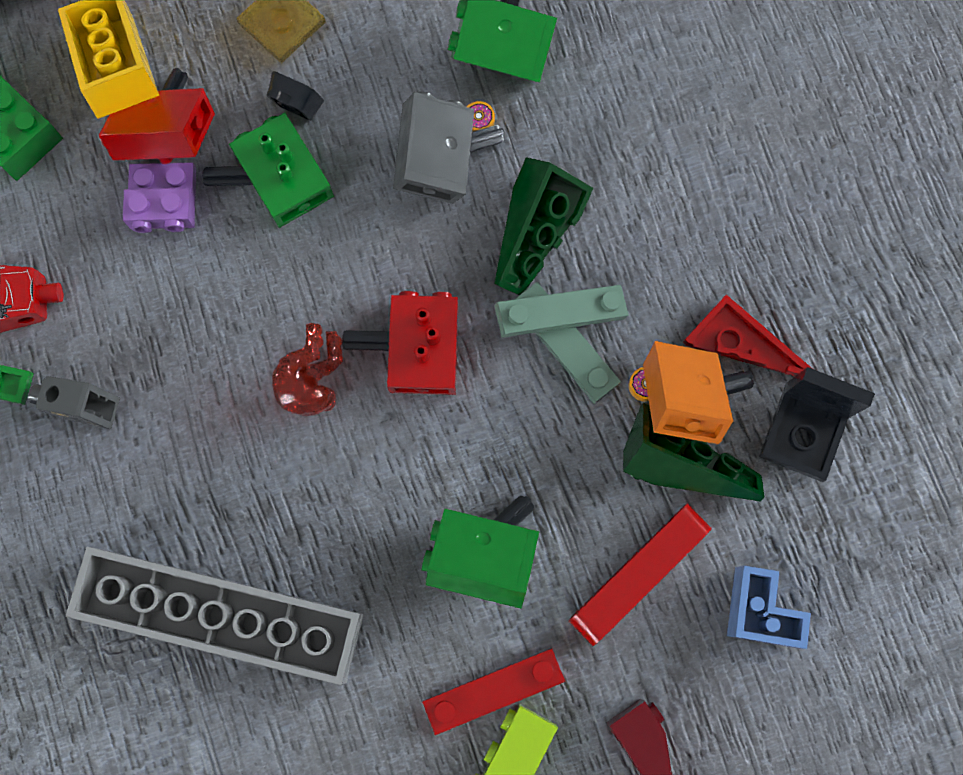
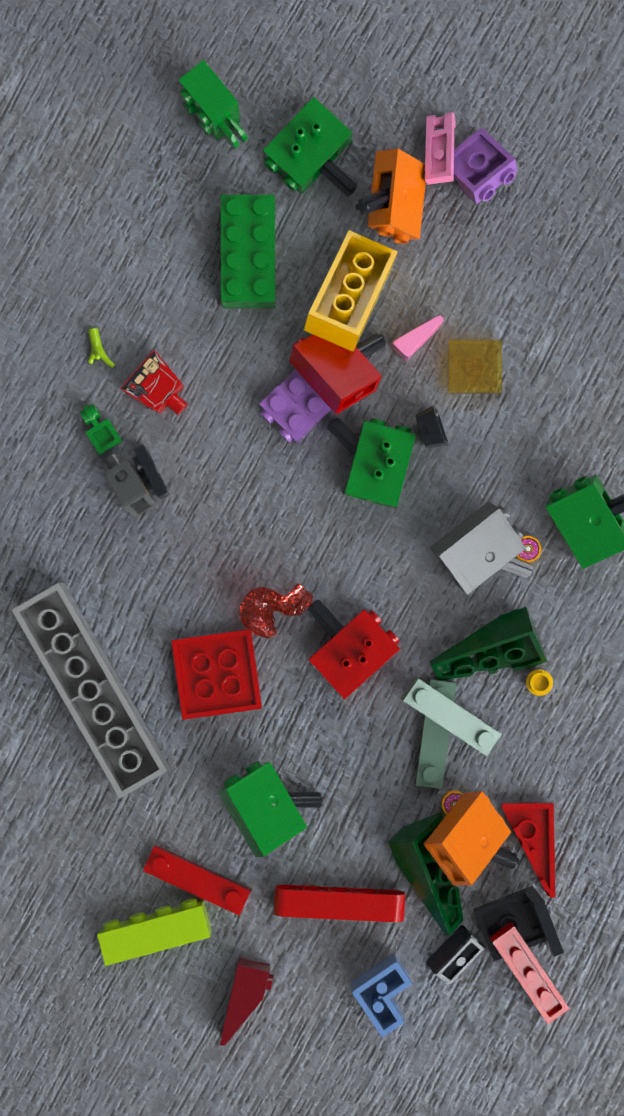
camera: 40 degrees right, 10 degrees up
(72, 369) = (145, 463): none -> black plate
(206, 47) = (410, 342): none -> bright pink slope
(320, 486) = (216, 674): none -> red plate
(605, 212) = (539, 682): none -> yellow plate
(788, 513) = (455, 955): none -> black slope
(866, 457) = (529, 973): none -> plate

